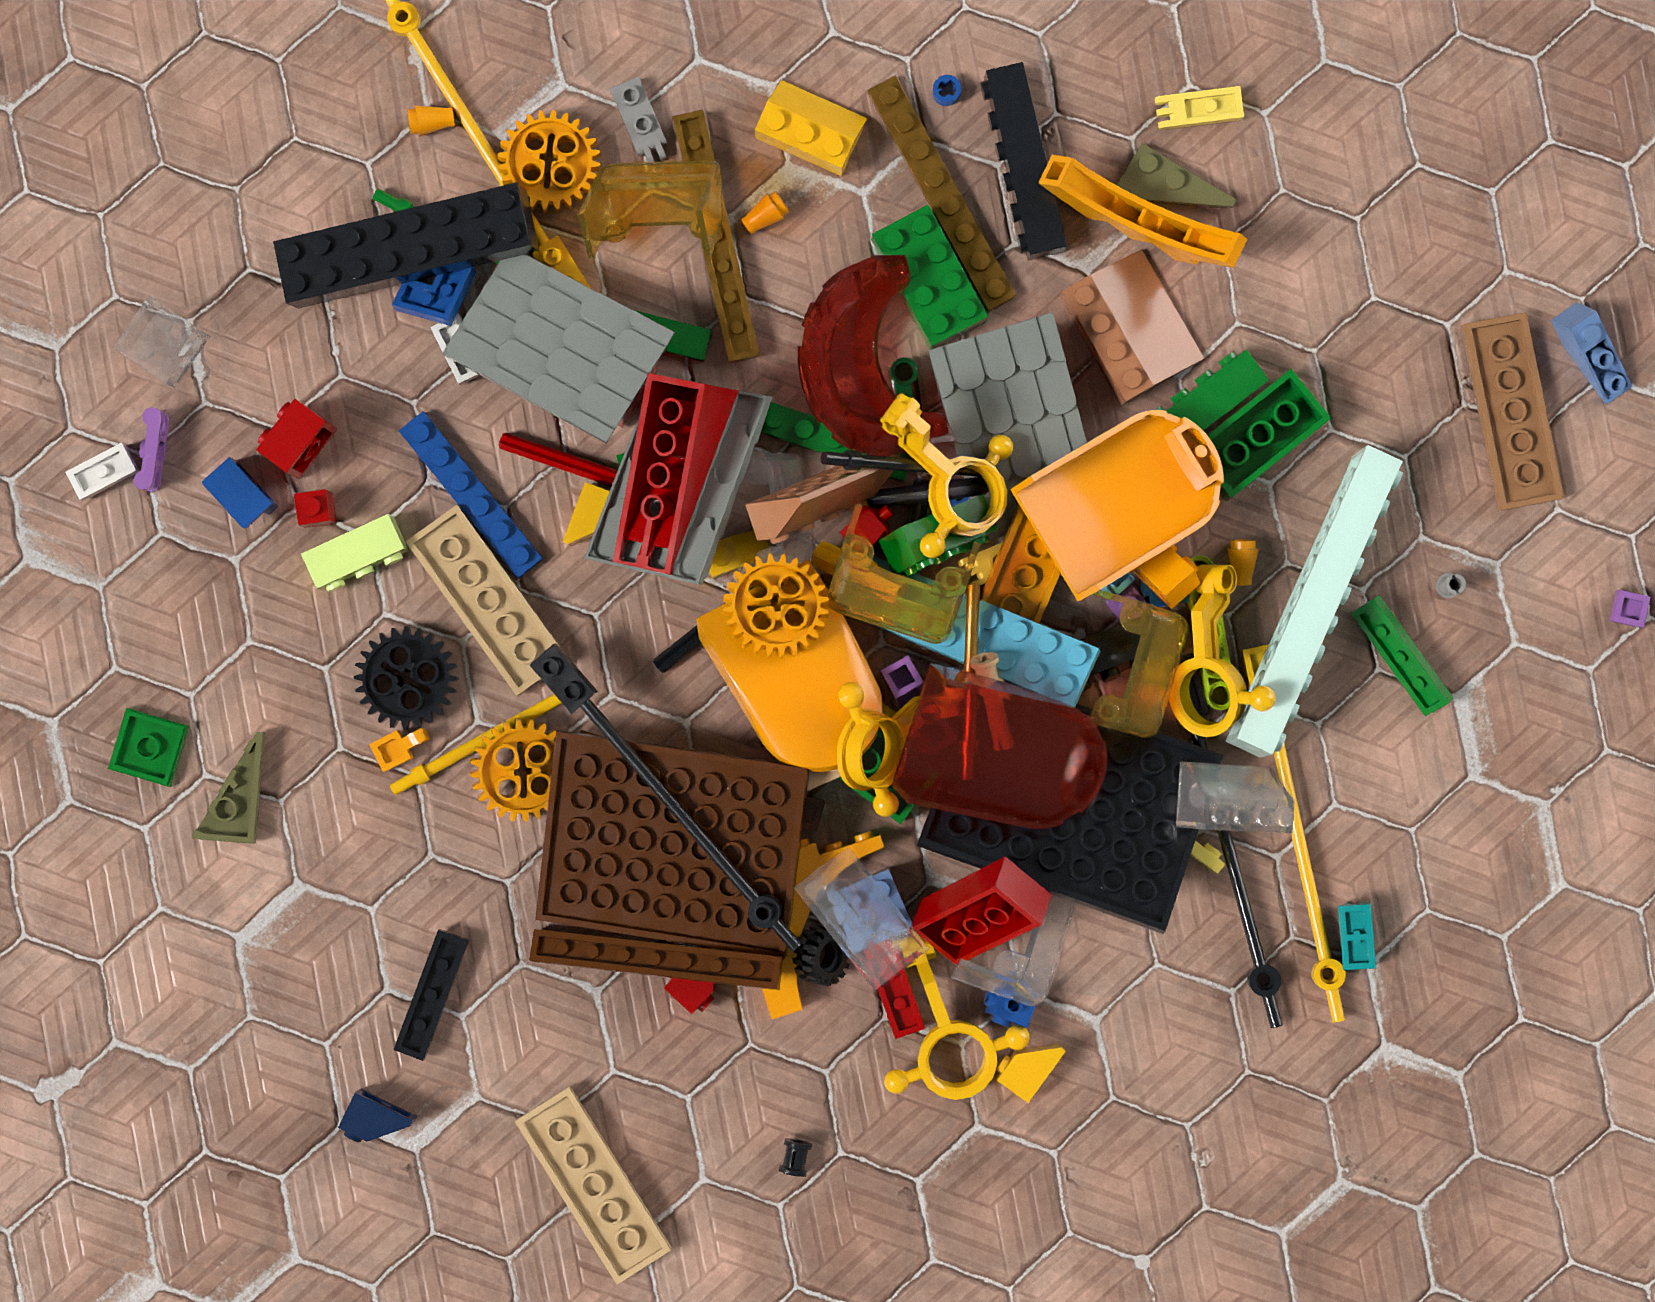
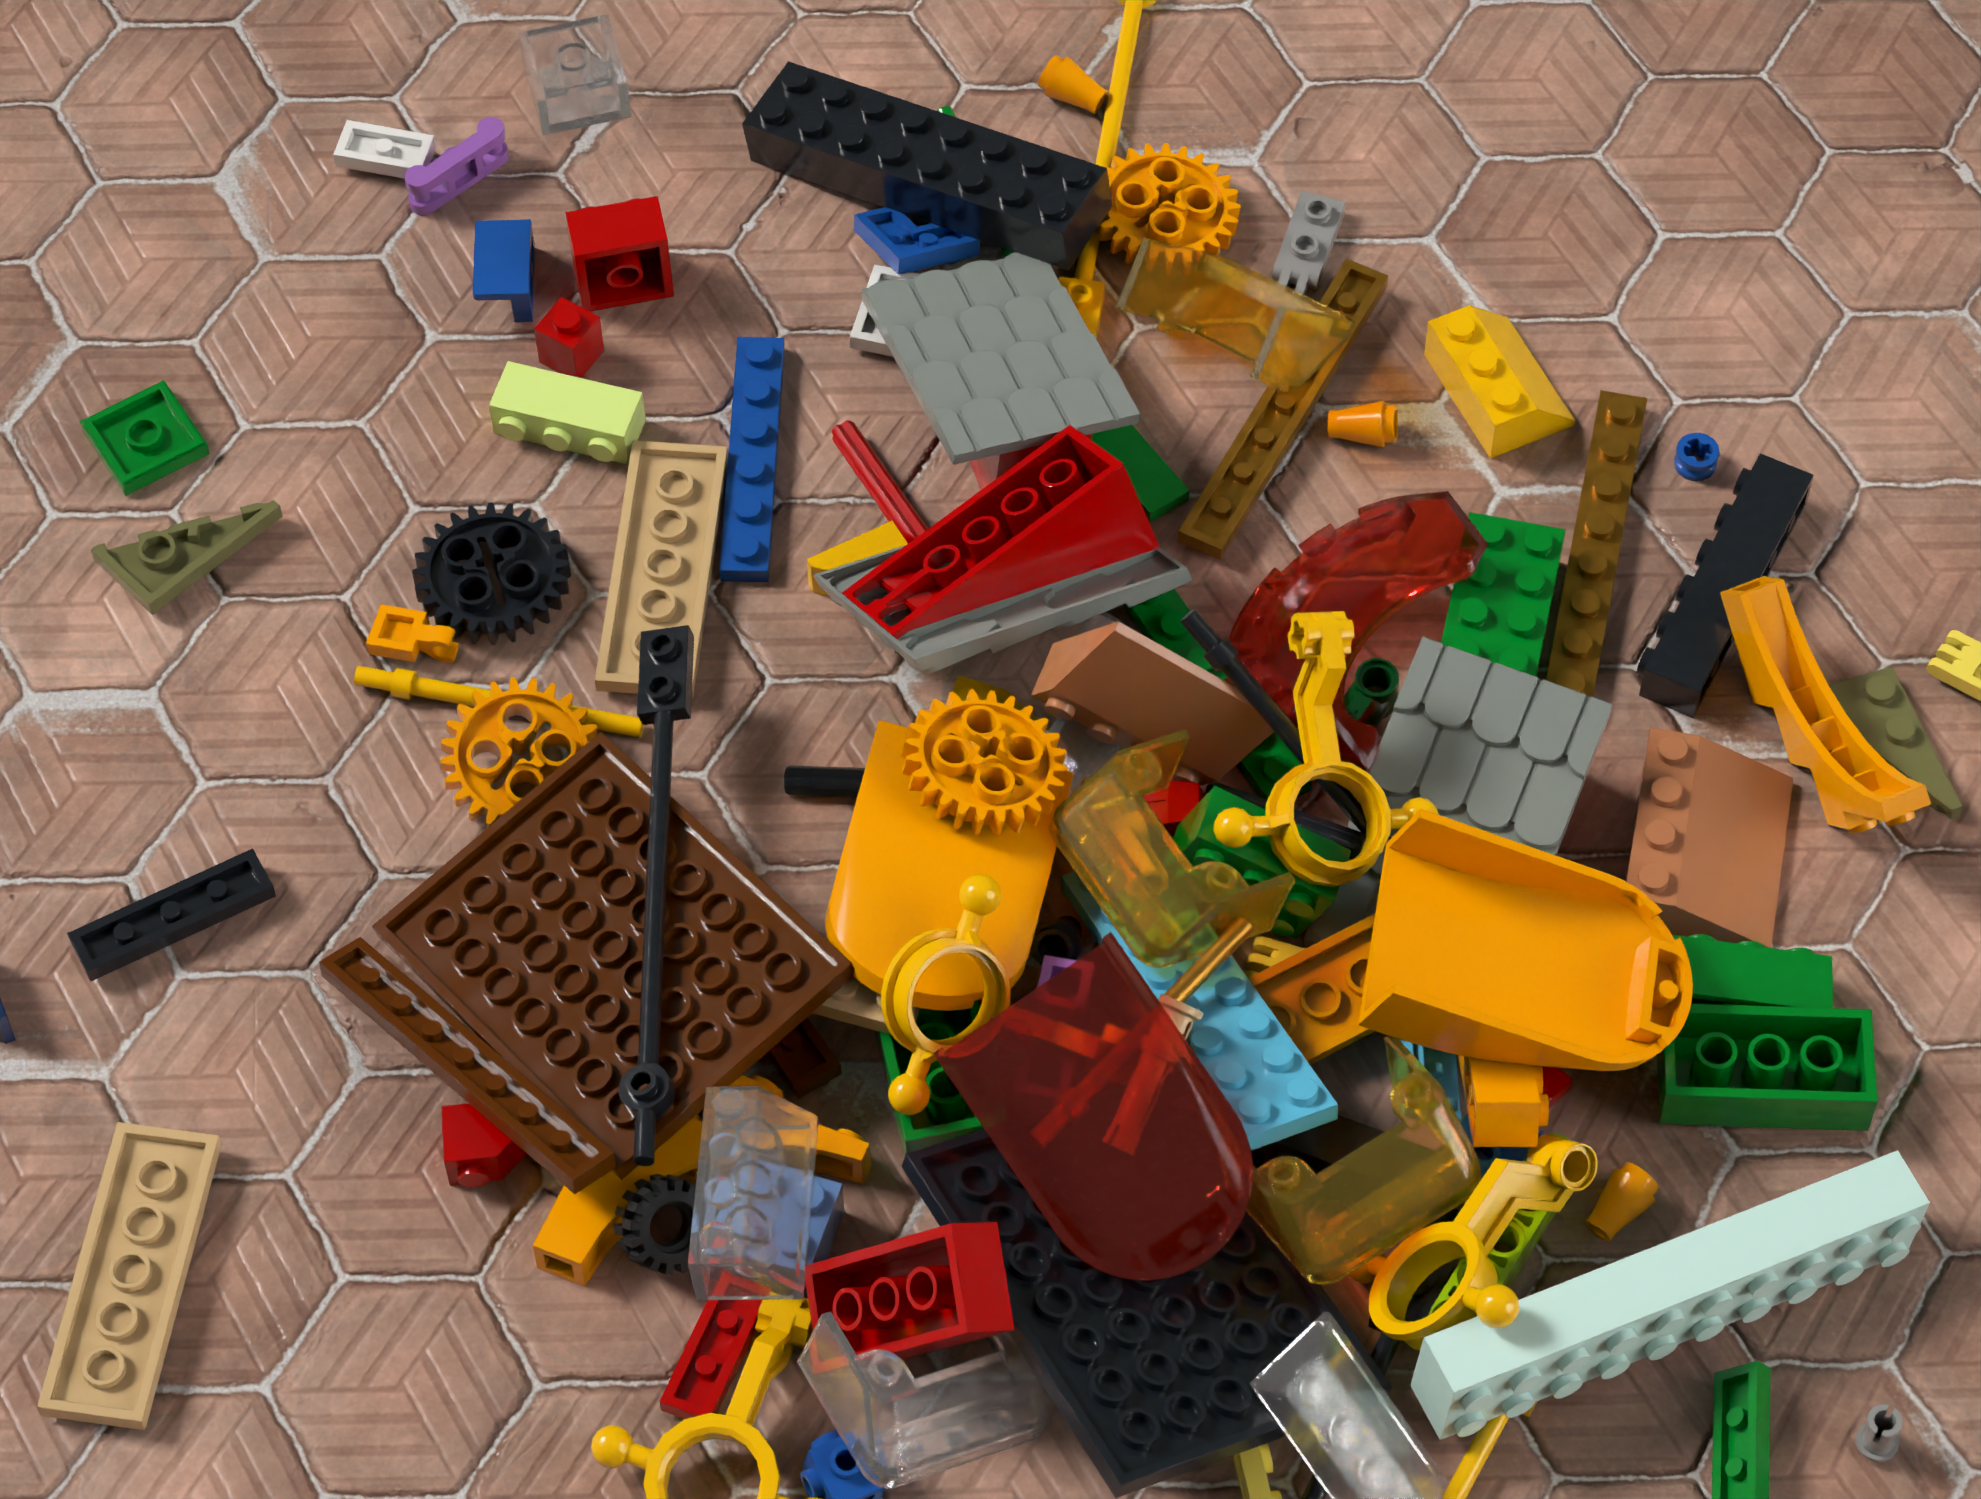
camera: 40 degrees right, 30 degrees down
(795, 1157) = (400, 1443): black bush -> none
(873, 648) = (1057, 939): none -> black cone

